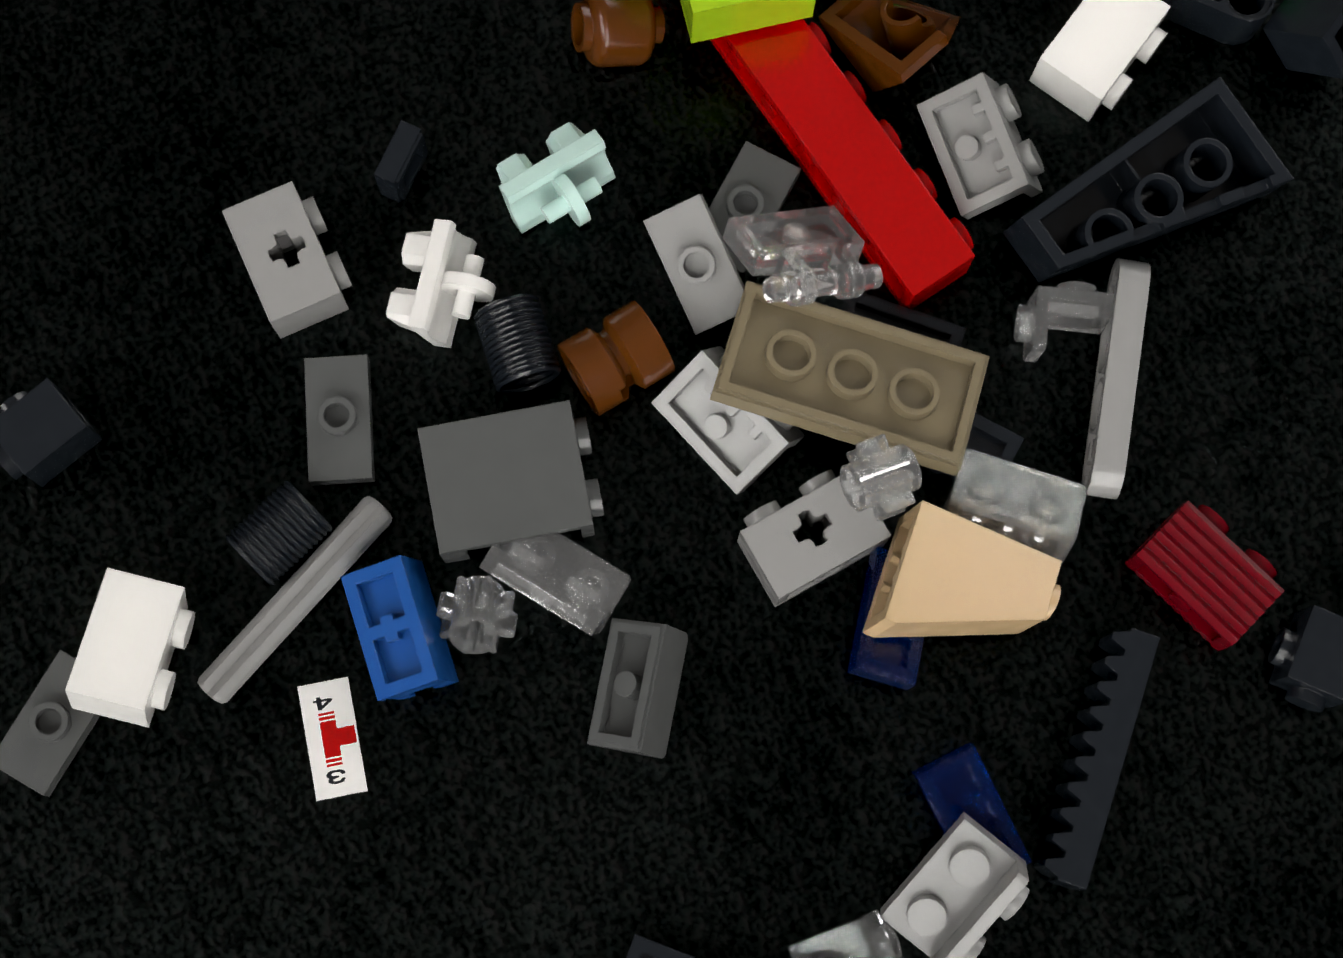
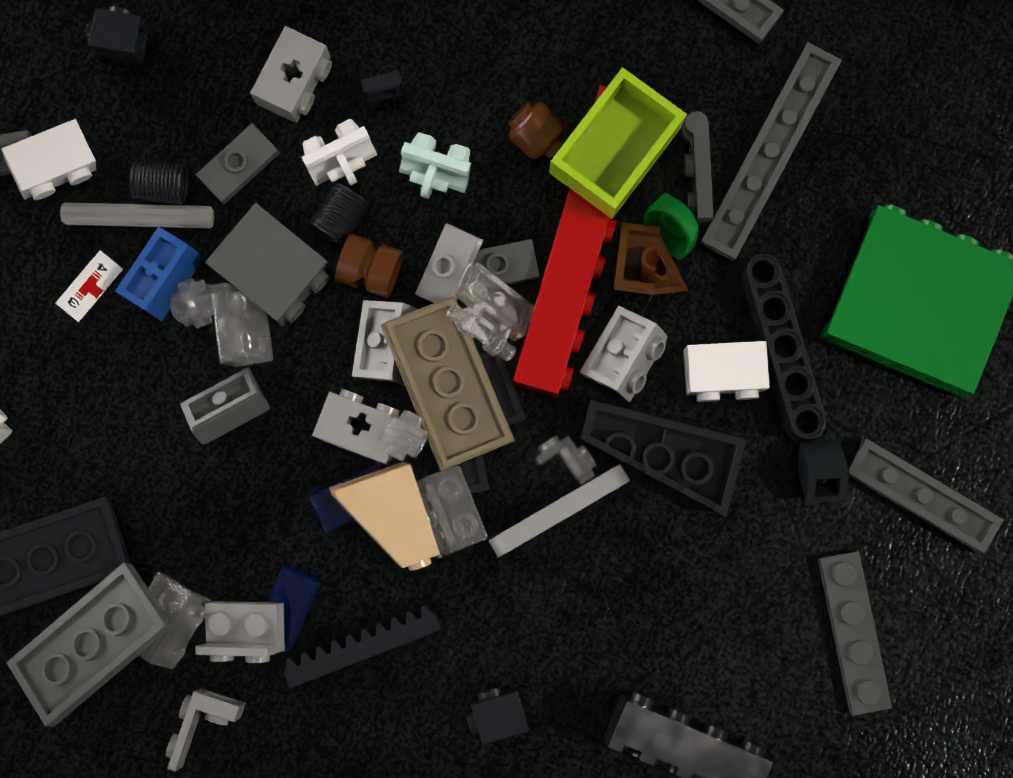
camera: 55 degrees right, 5 degrees up
(1206, 574) = (495, 629): dark red brick -> none

